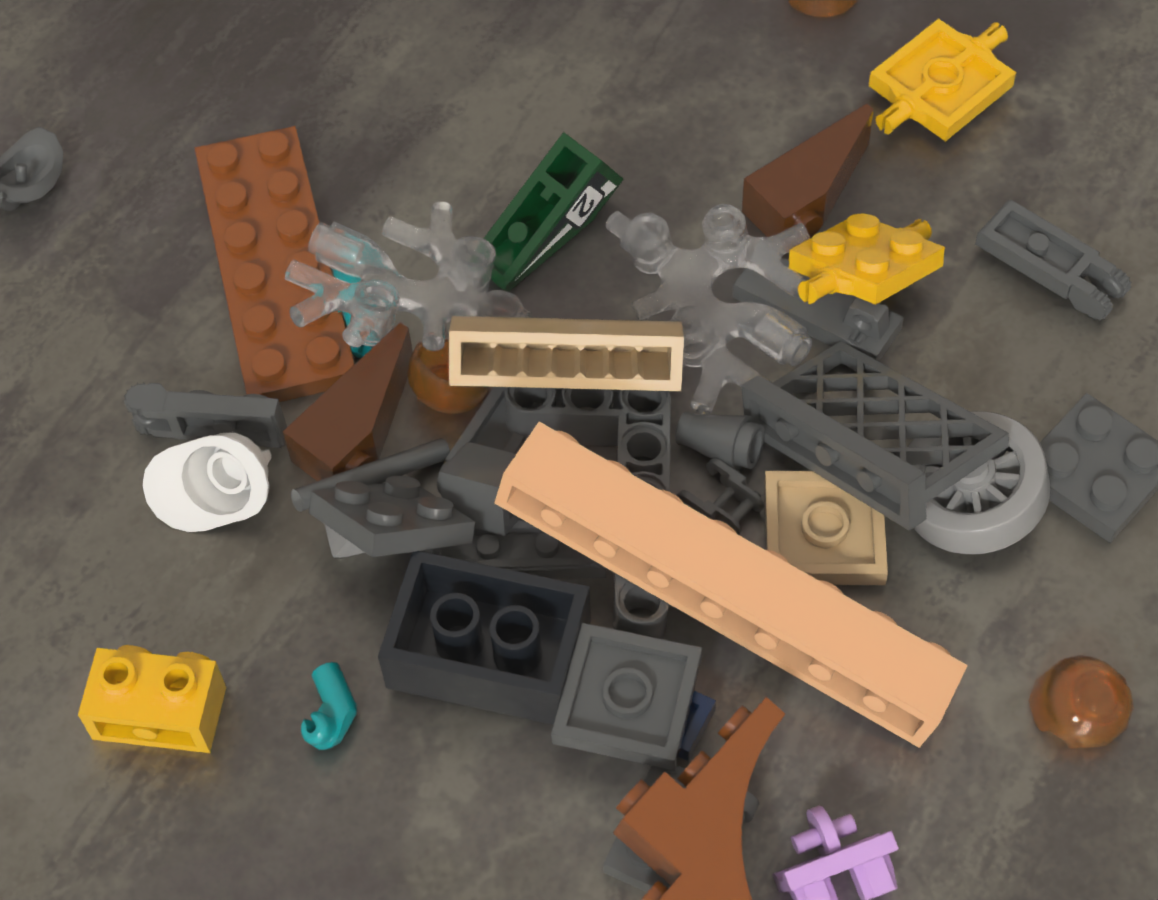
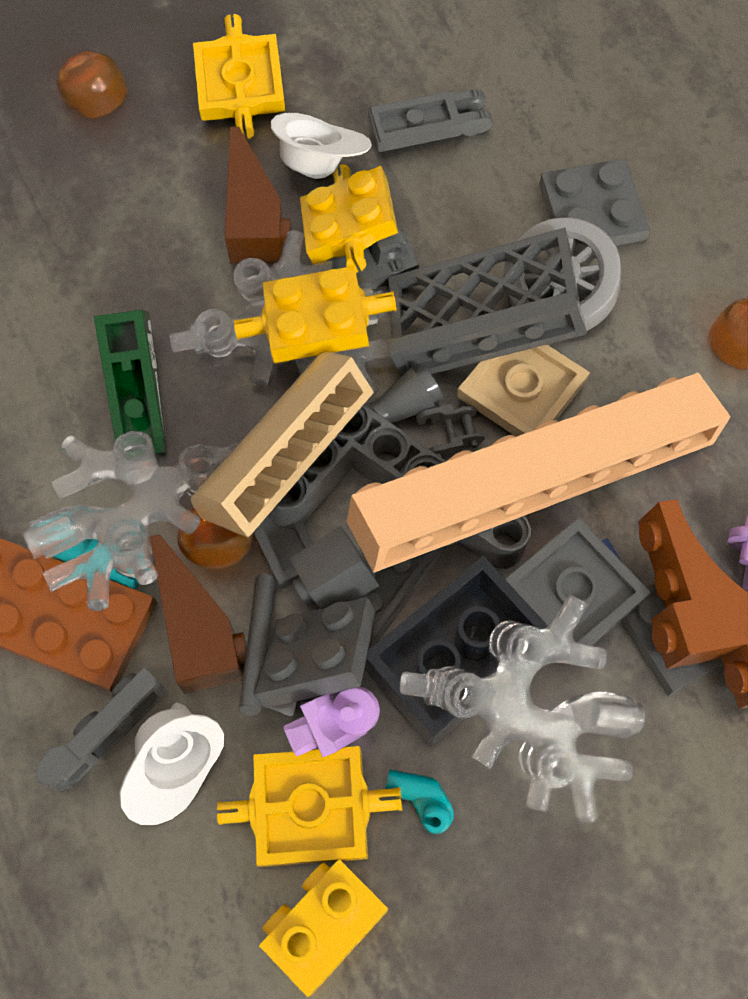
camera: 55 degrees left, 10 degrees up
(255, 619) = (309, 807): none -> yellow plate
(335, 572) = (333, 721): none -> lavender hips
(448, 707) = (548, 734): none -> clear plant
(725, 296) = (315, 314): none -> yellow plate
(922, 180) = (314, 145): none -> white piece

